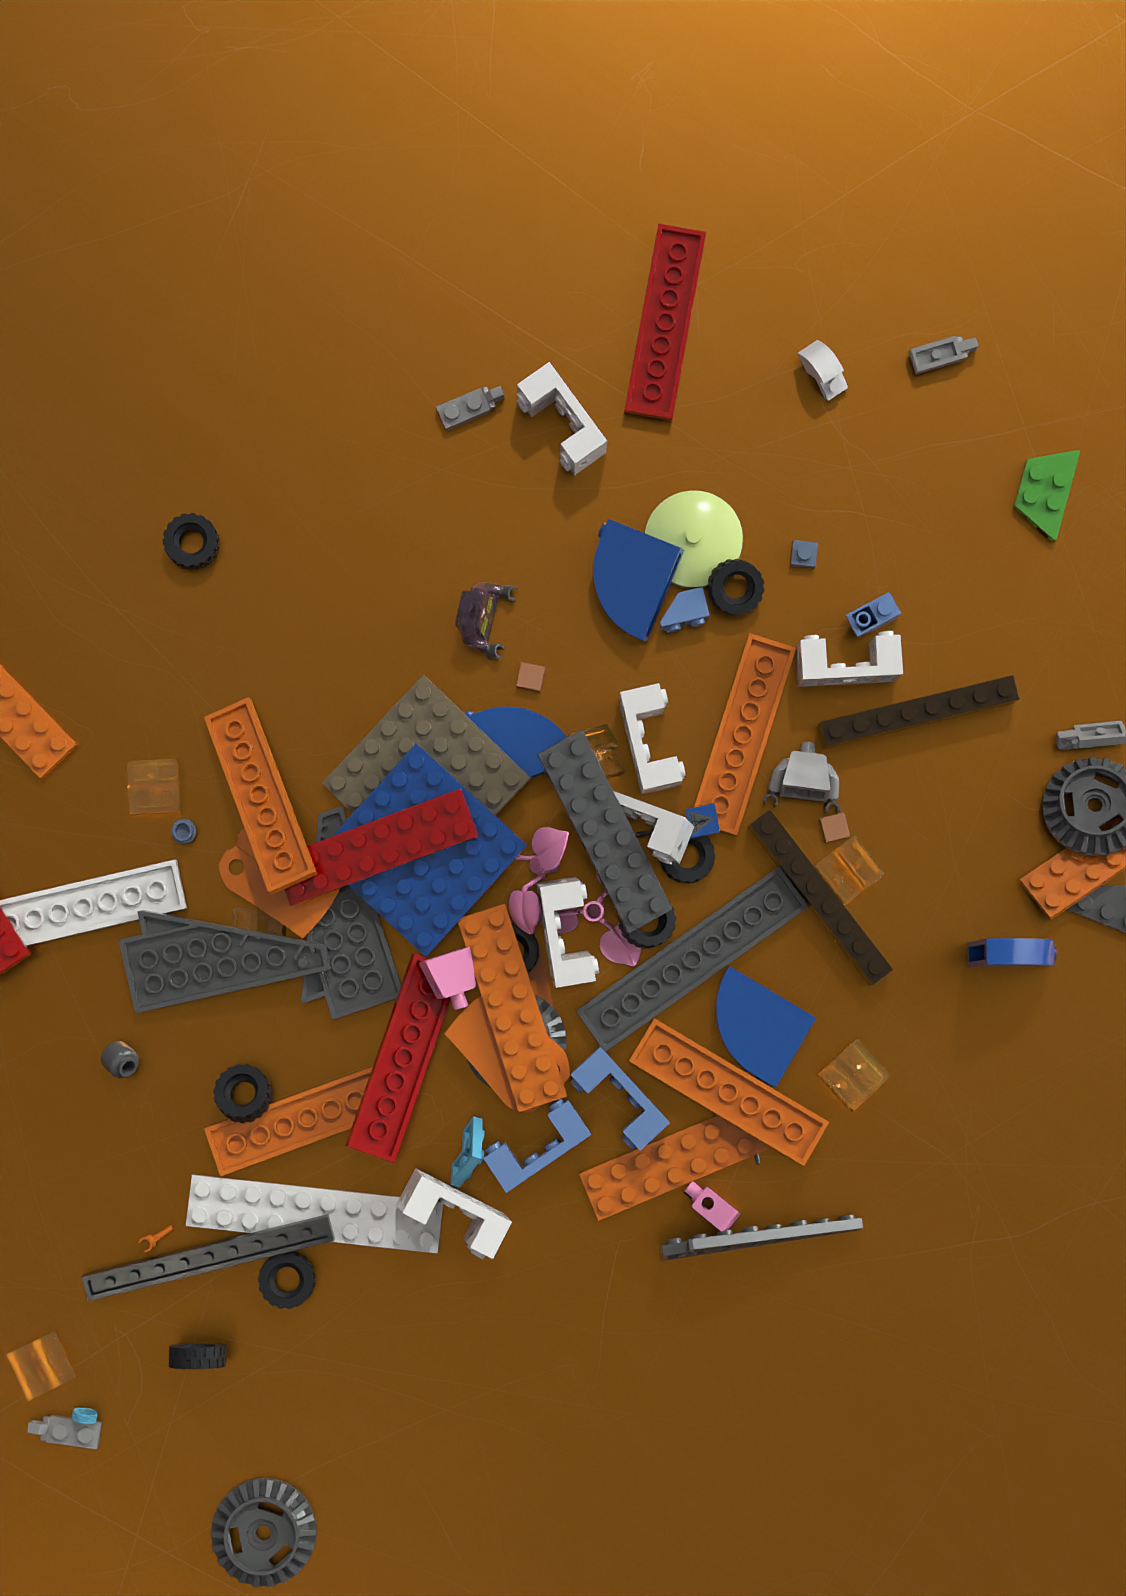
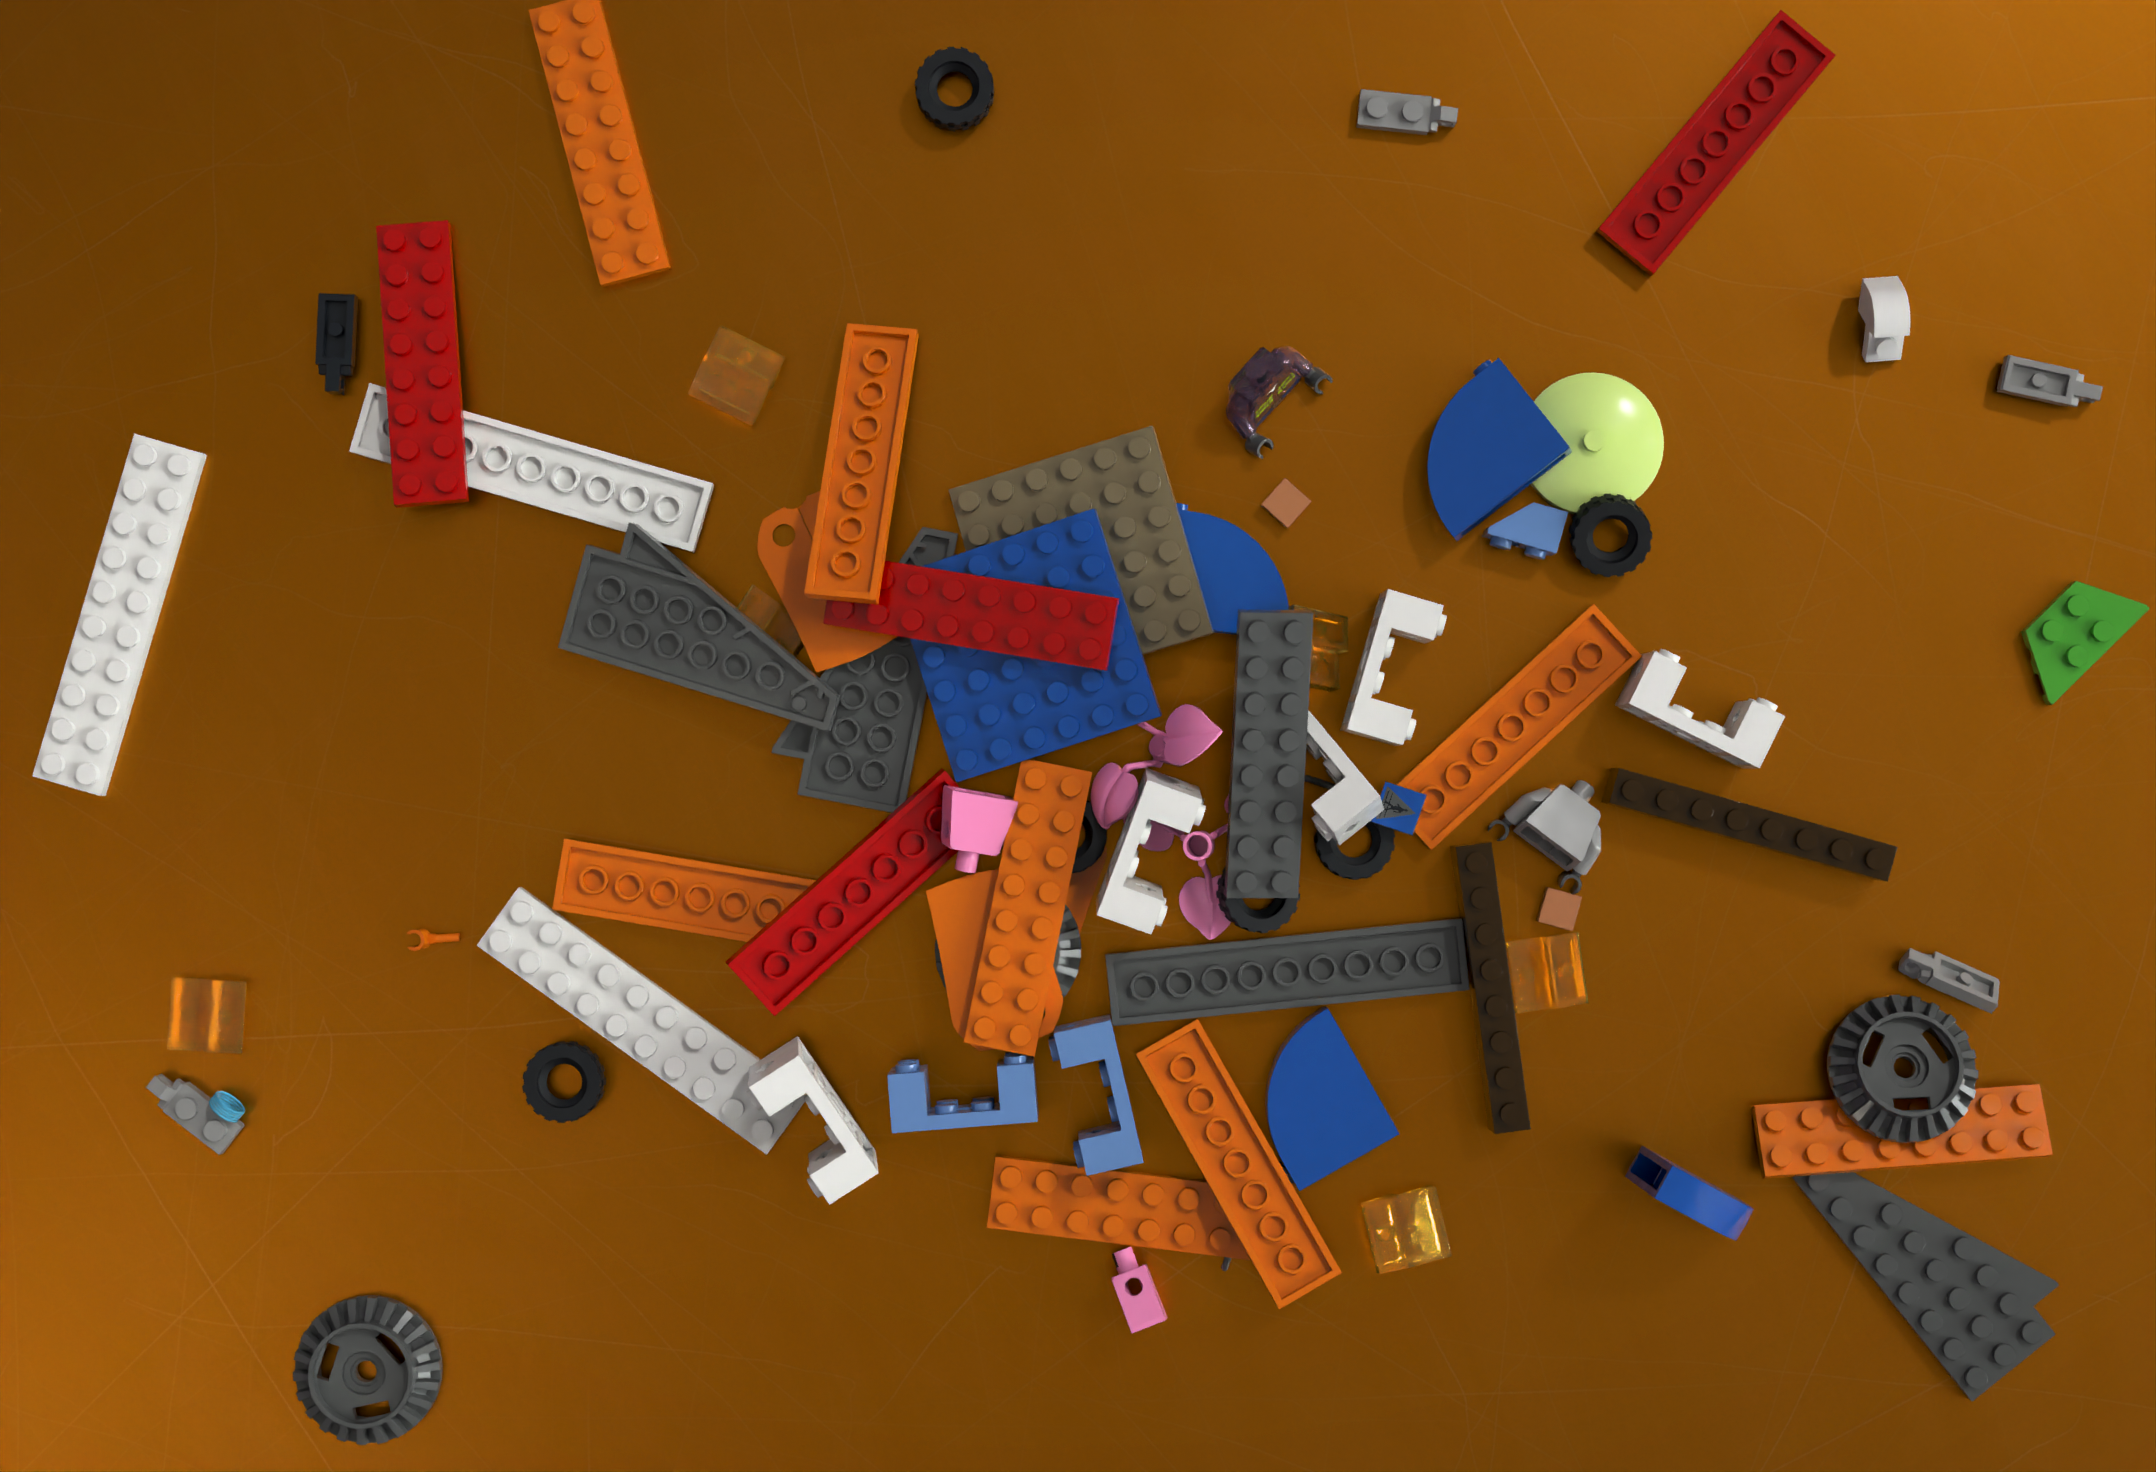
camera: 30 degrees right, 5 degrees up
(119, 1059) = (507, 694): dark grey head -> none
(183, 831) = (742, 453): sand blue plate -> none
(197, 1356) = (402, 1114): black tyre -> none
(208, 1257) = (482, 1000): black plate -> none
(232, 1077) = (630, 796): black tyre -> none
(471, 1152) = (877, 1057): medium azure plate -> none
(542, 390) = (1519, 144): white plate -> none
(751, 1237) = (1167, 1359): wing -> none
(803, 554) = (1720, 541): sand blue plate -> none
(873, 615) = (1764, 670): medium blue slope -> none

